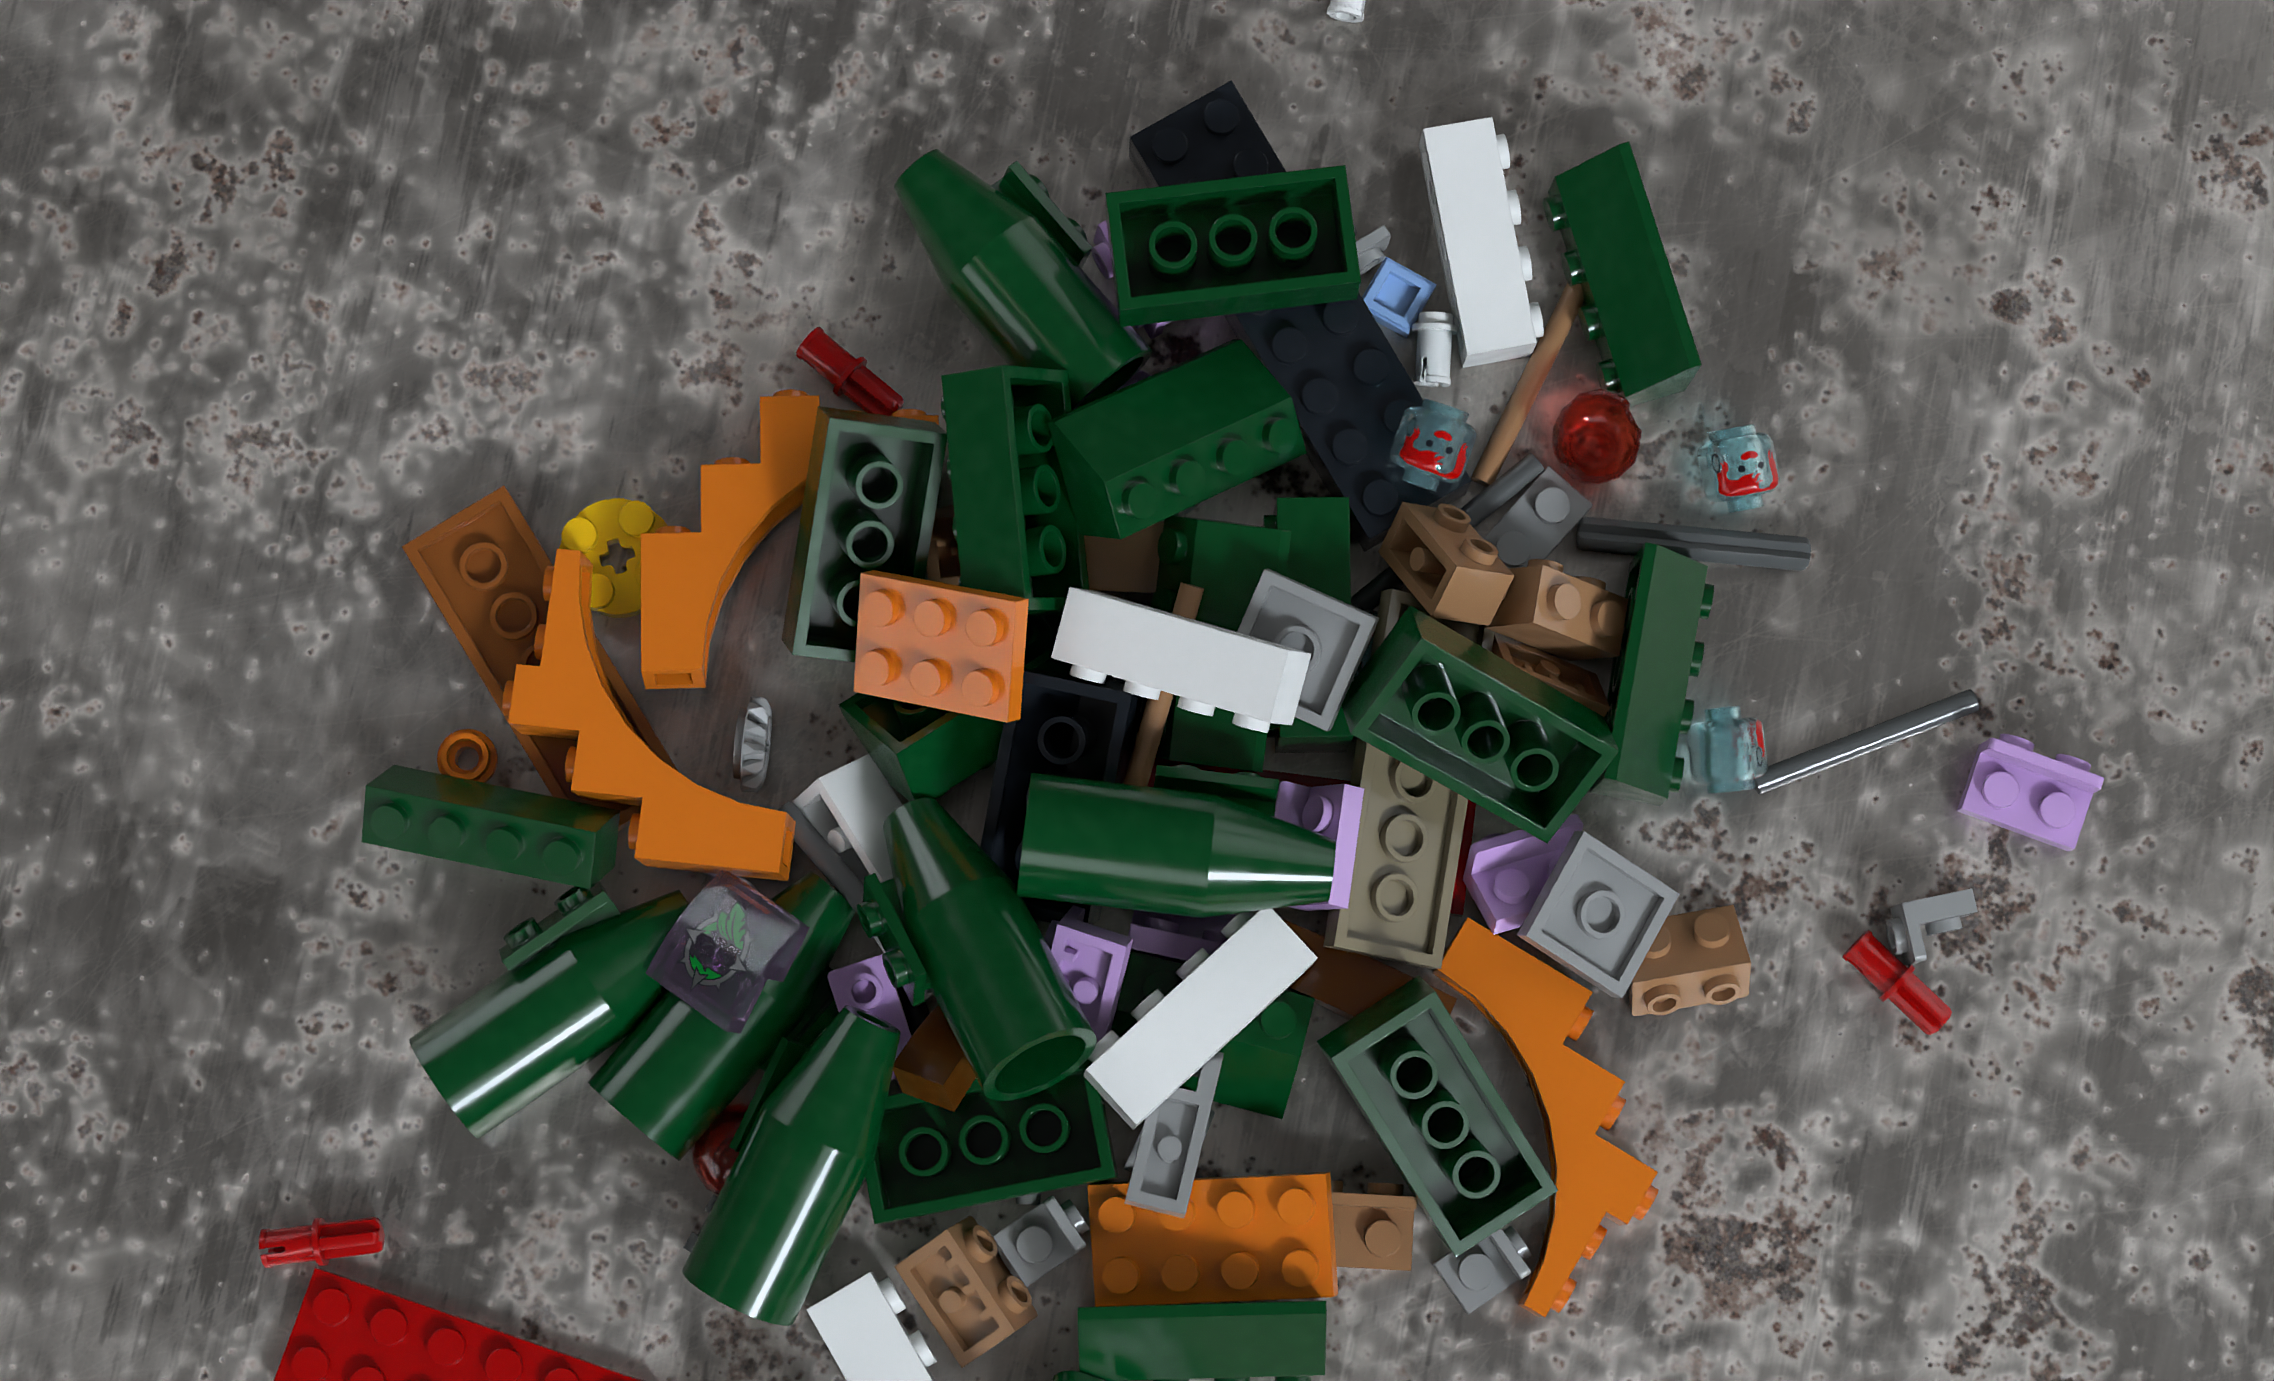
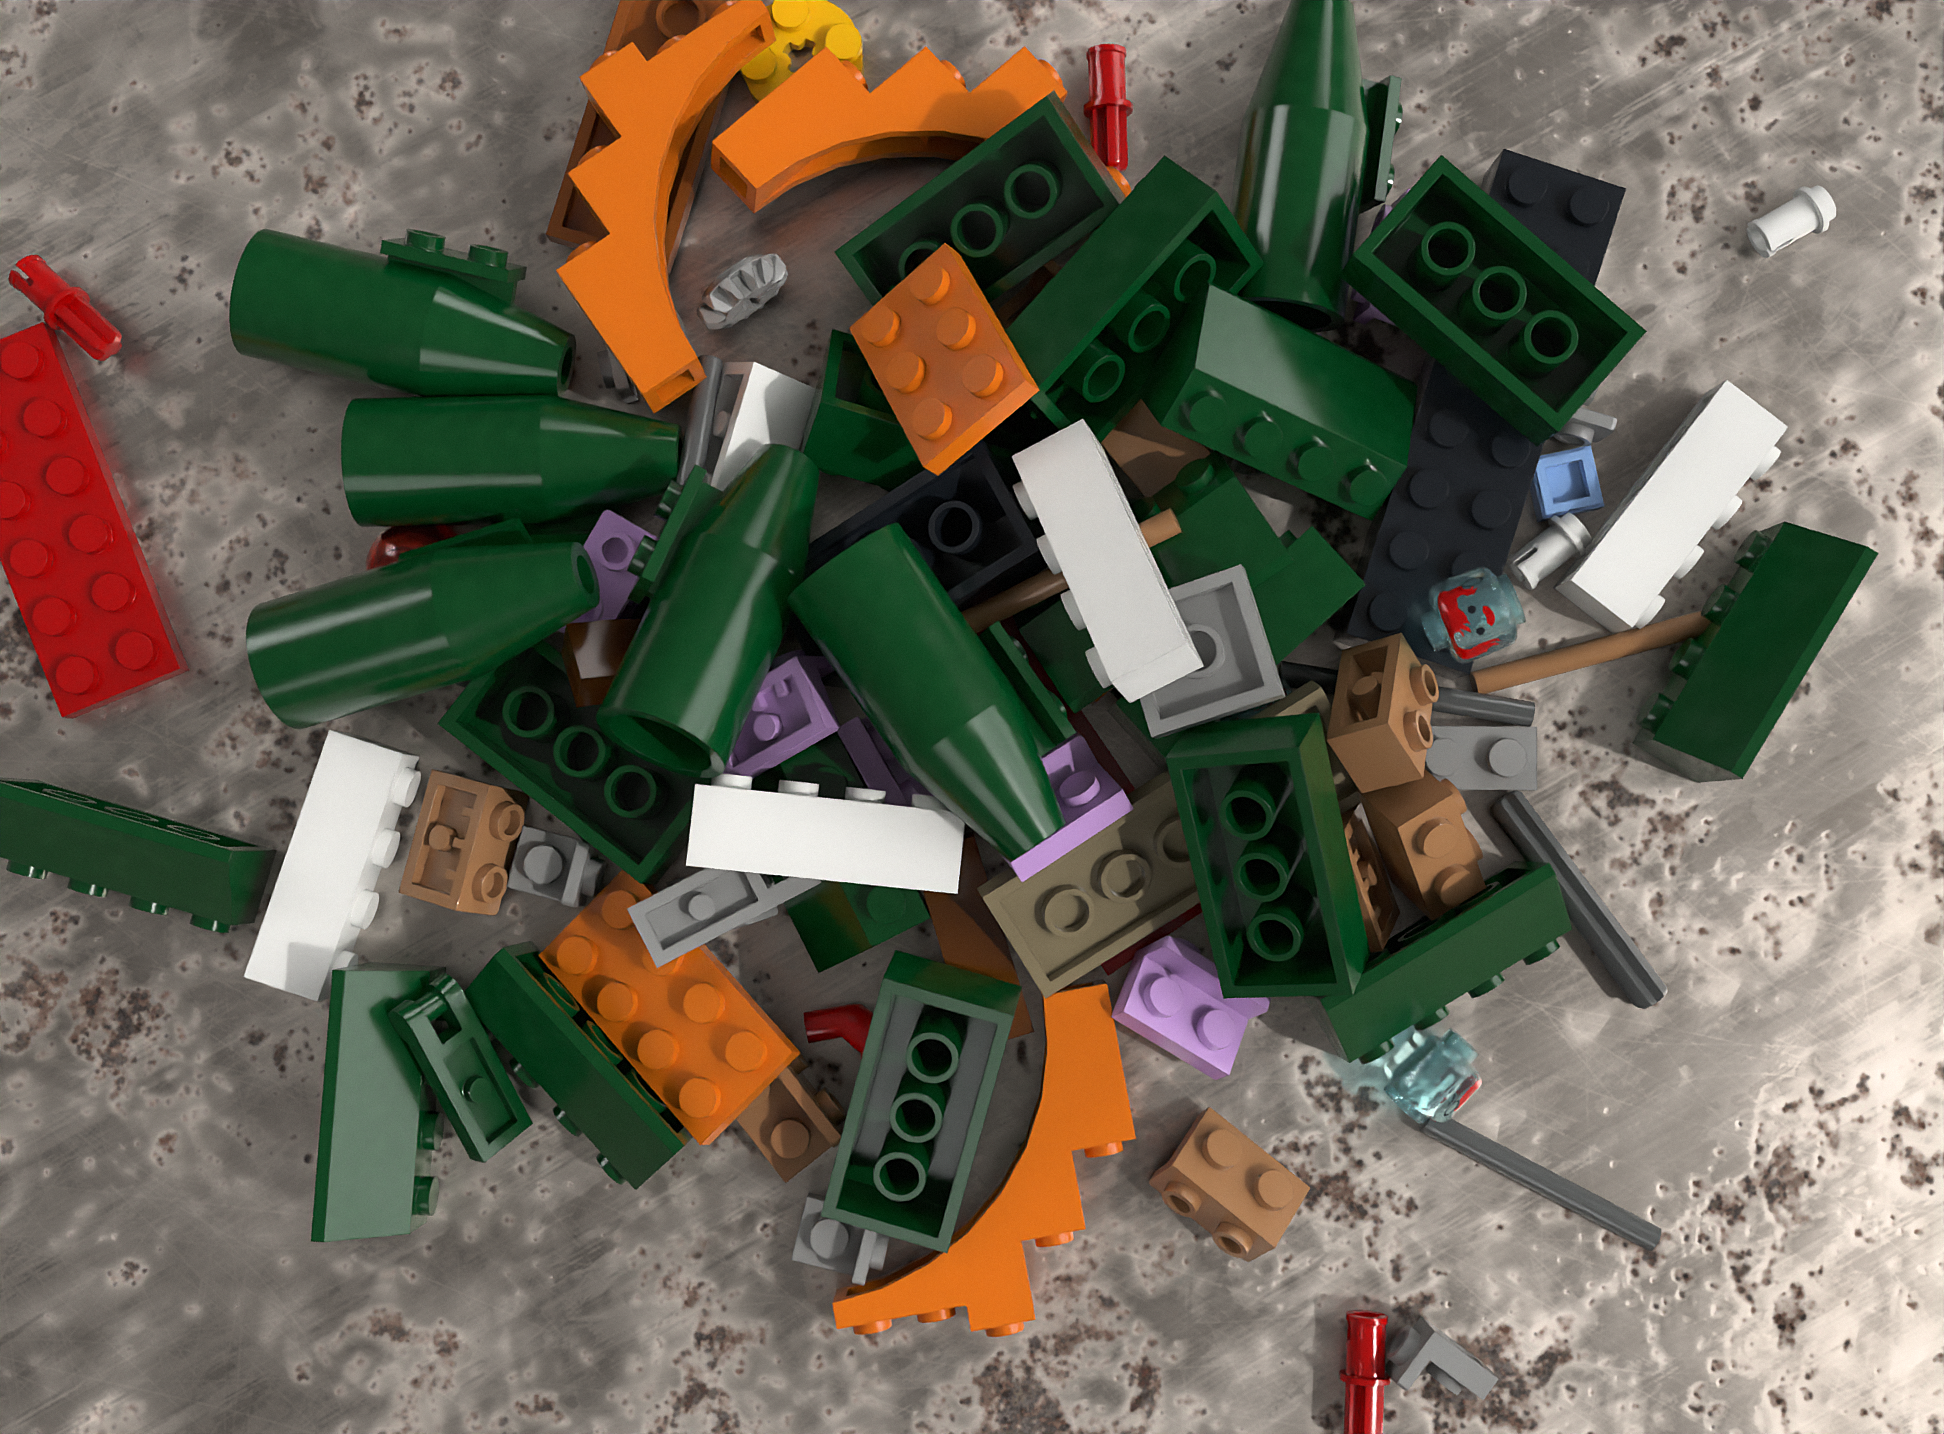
camera: 55 degrees right, 5 degrees up
(463, 740) = (530, 70): orange plate -> none
(490, 826) = (492, 143): dark green brick -> none
(727, 950) = (543, 408): clear purple slope -> none
(1337, 1125) = (843, 1021): none -> red arm
(1596, 437) = (1596, 744): clear red hair -> none
(1598, 914) = (1202, 1089): light grey plate -> none
(1738, 467) = (1676, 882): clear light blue head -> none
(2029, 791) = (1620, 1352): lavender bracket -> none

